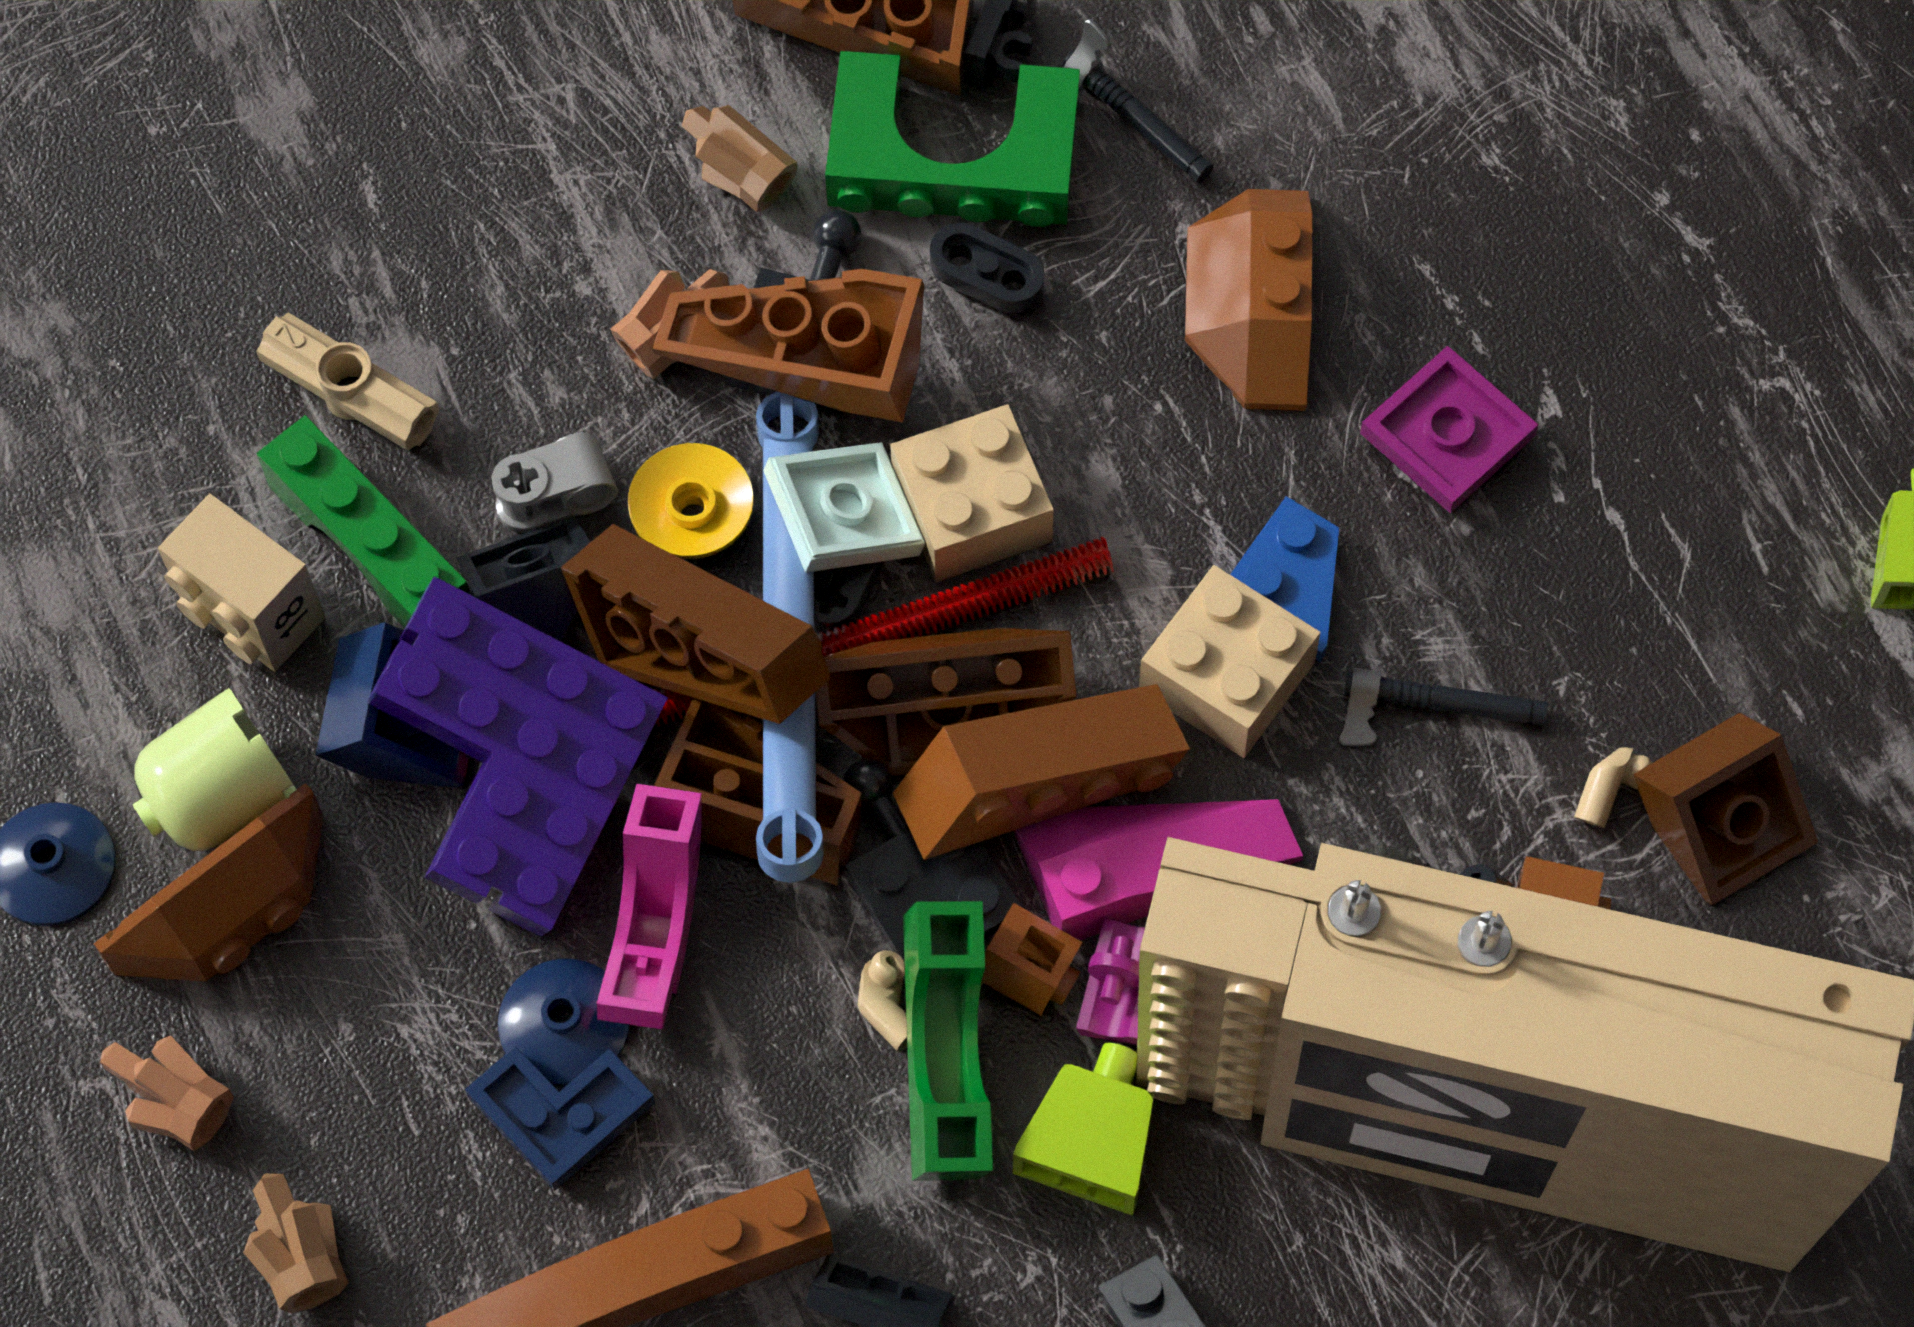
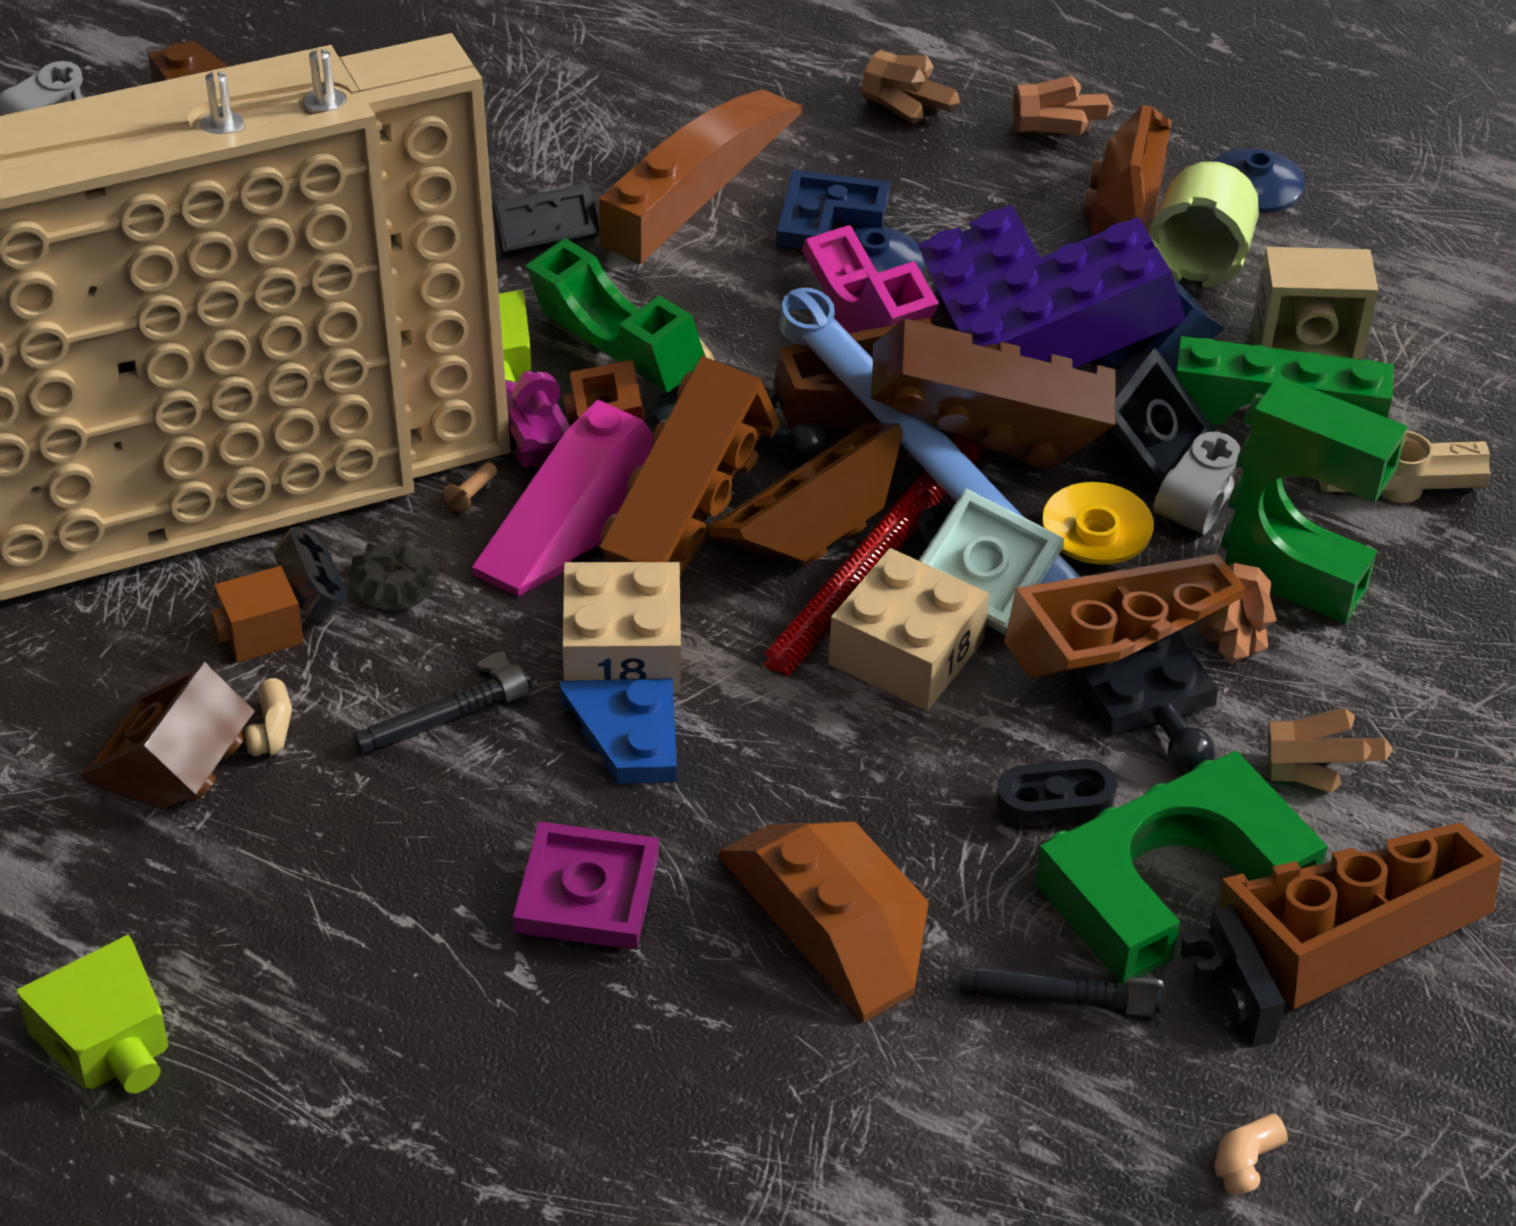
camera: 140 degrees right, 20 degrees down
(545, 298) = (1320, 439): none -> green arch

